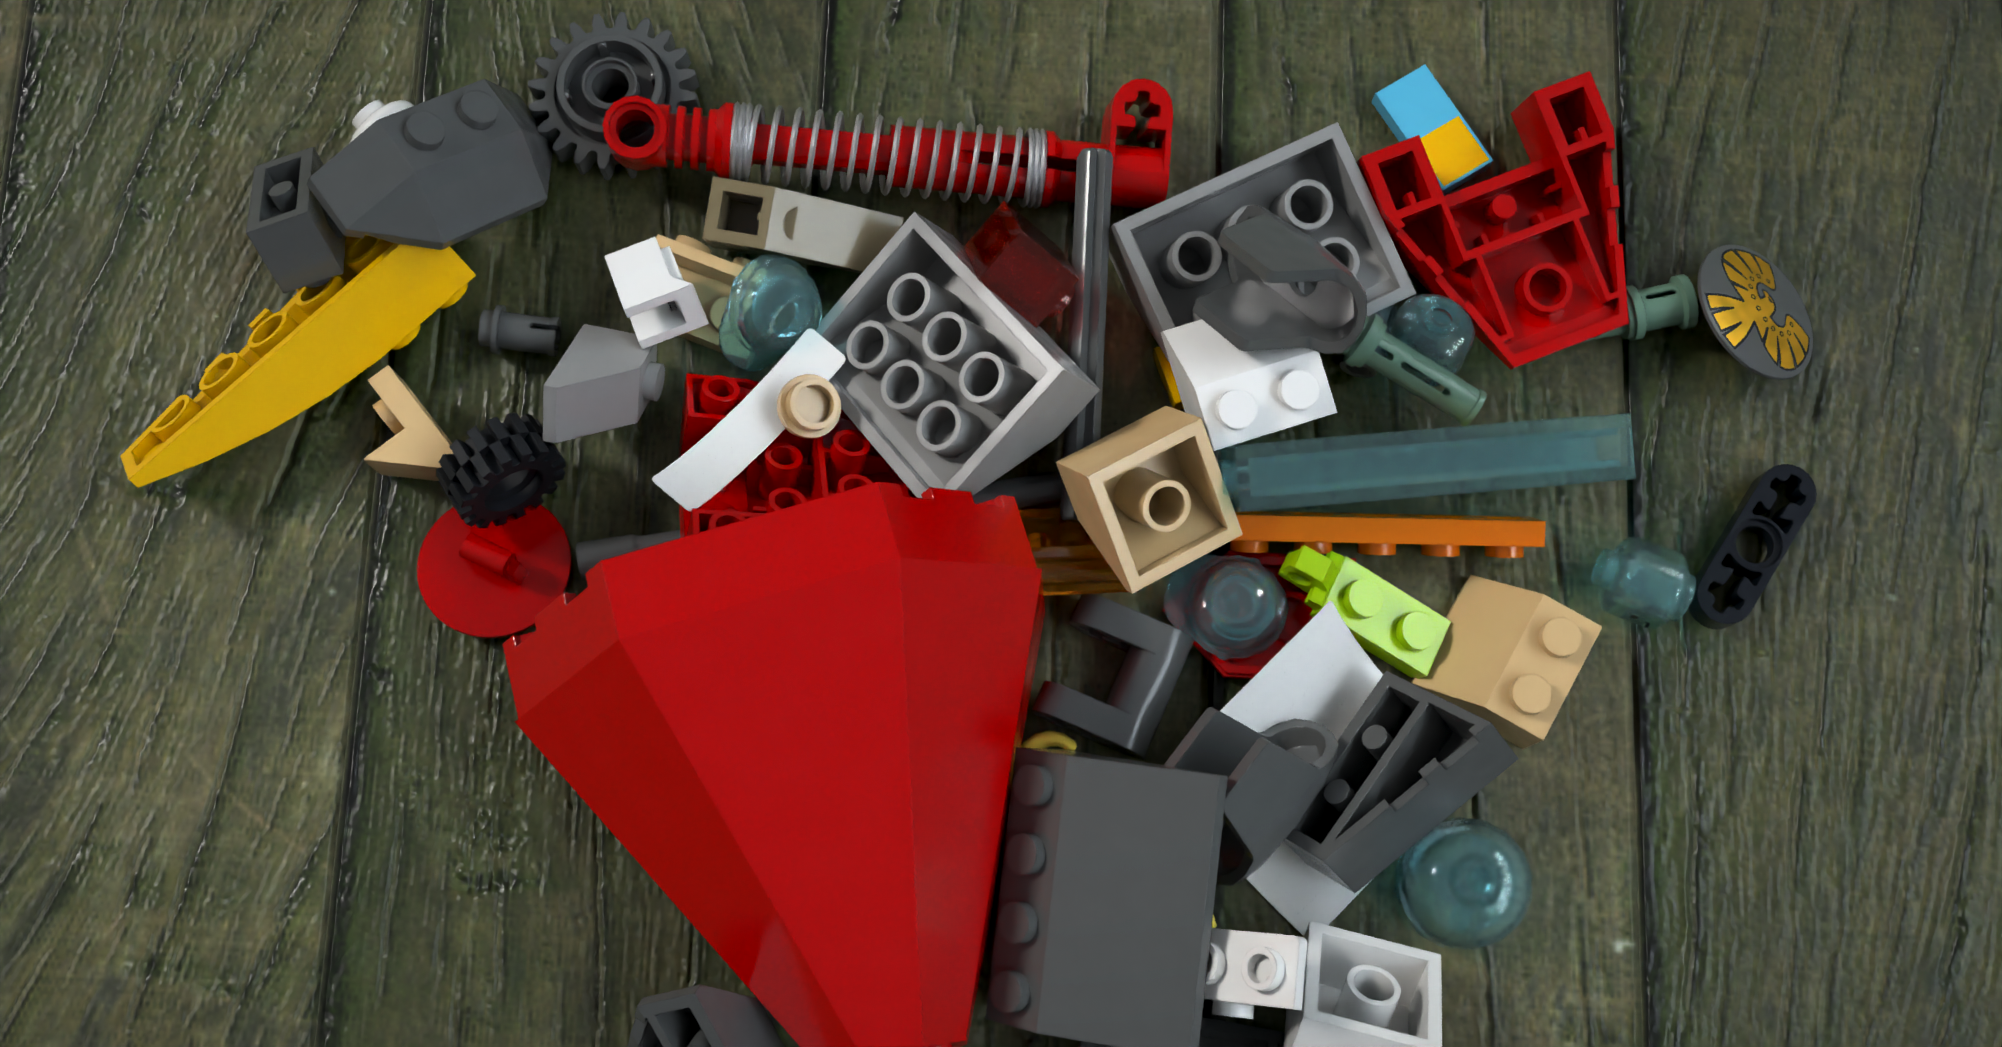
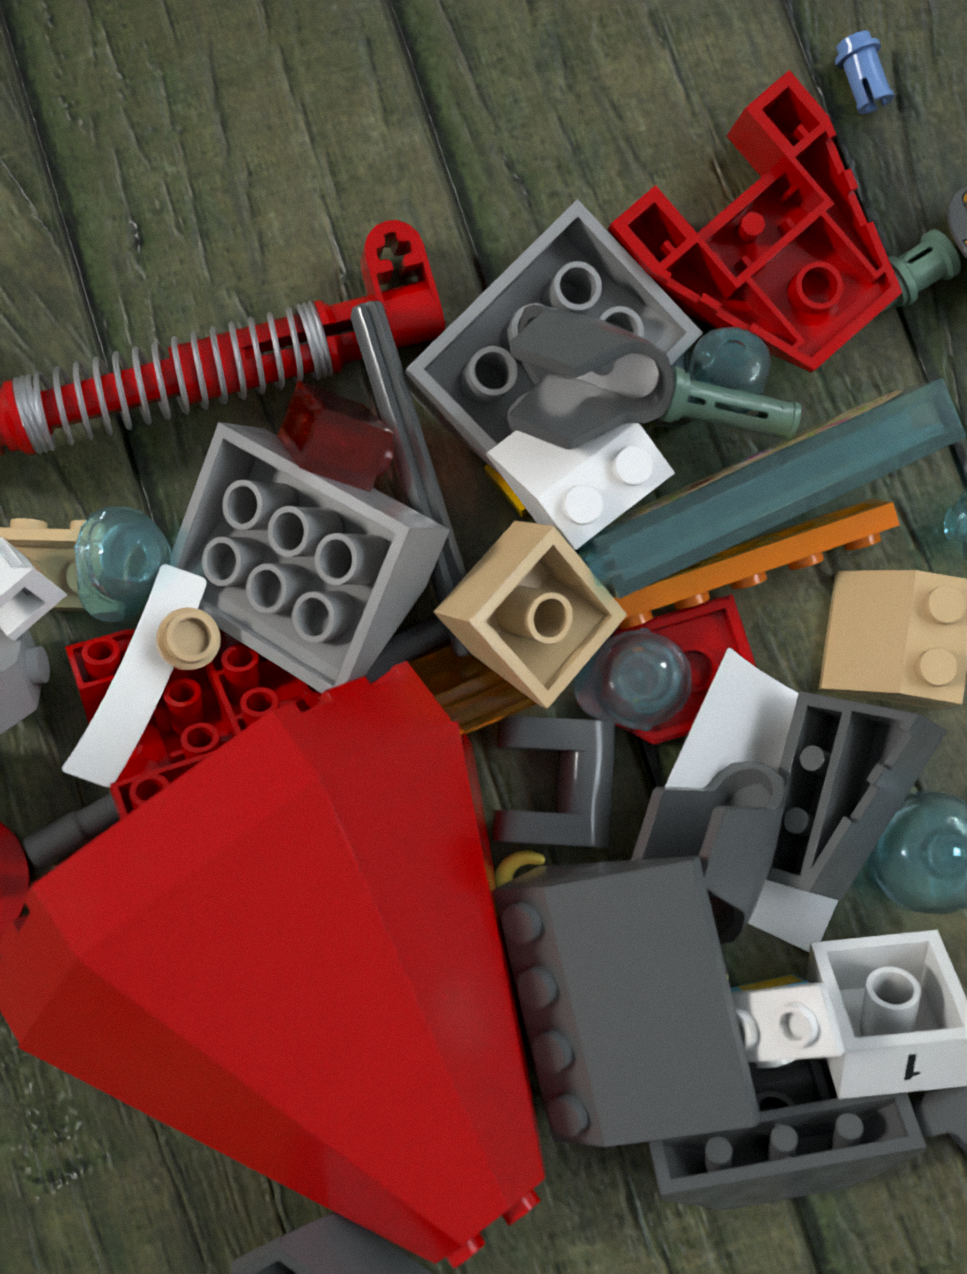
camera: 15 degrees left, 5 degrees up
(795, 225) = (113, 473): dark tan slope -> none
(1374, 610) = (765, 636): lime hinge -> none
(1422, 108) = (645, 159): medium azure tile -> none
(1670, 88) = (864, 71): none -> medium blue pin

